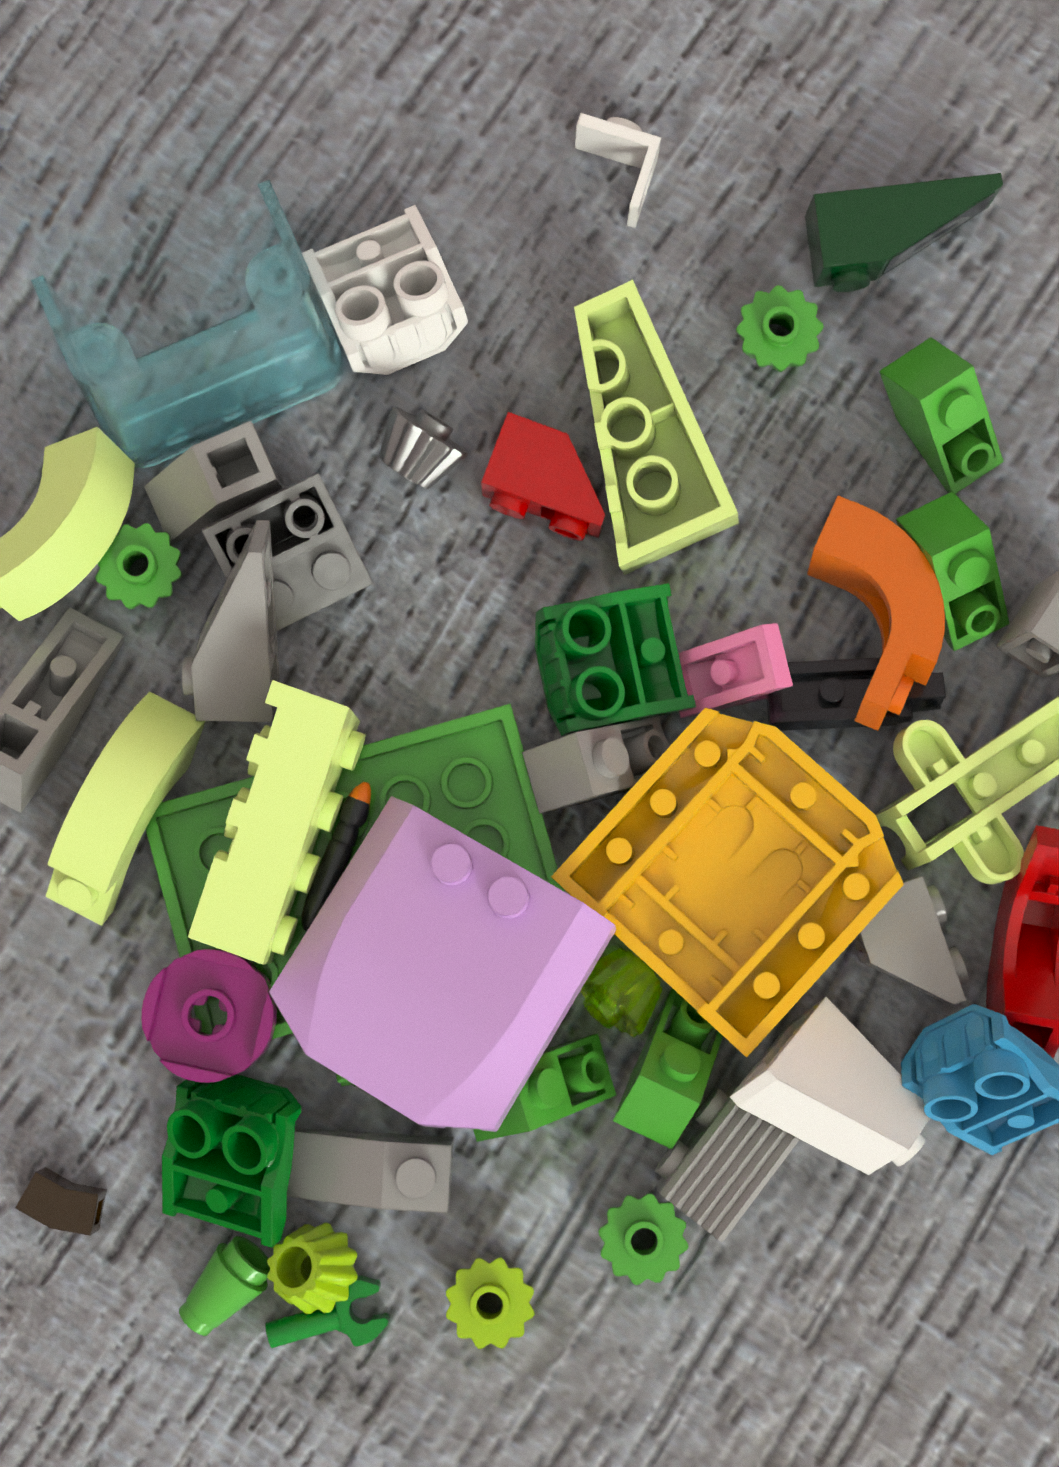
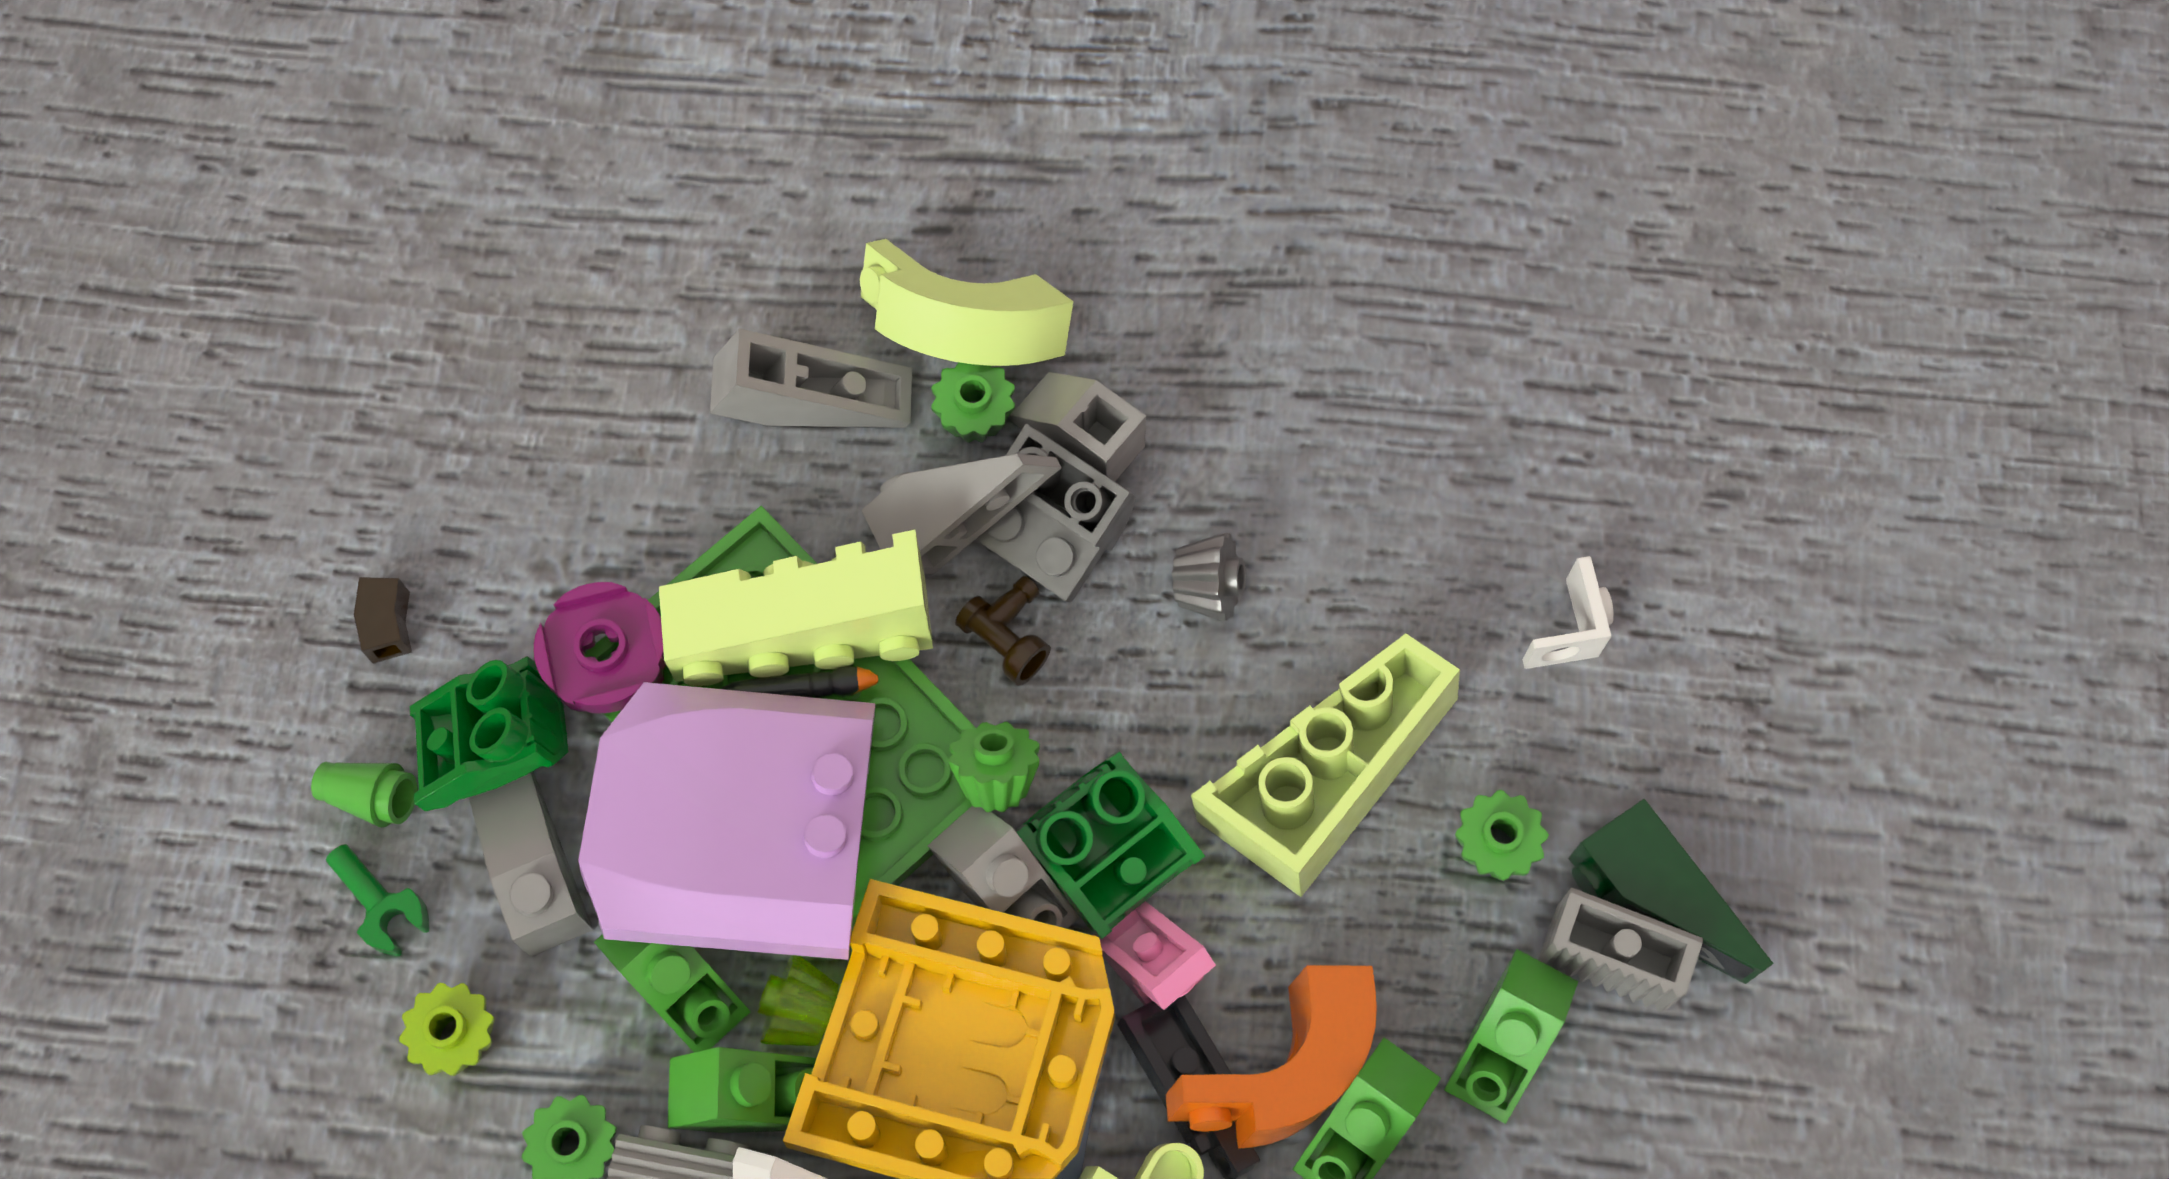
camera: 65 degrees right, 15 degrees down
(117, 804) = (756, 477): yellowish green arch -> none
(216, 376) = (1192, 393): clear light blue windscreen -> none
(313, 1268) = (412, 855): lime piece -> none
(358, 661) = (1021, 655): none -> dark brown piece
(388, 295) = (1329, 482): white slope -> none
(505, 718) = (994, 765): none -> bright green piece
(542, 475) = (1244, 693): red slope -> none
(925, 288) = (1620, 950): none -> light grey brick

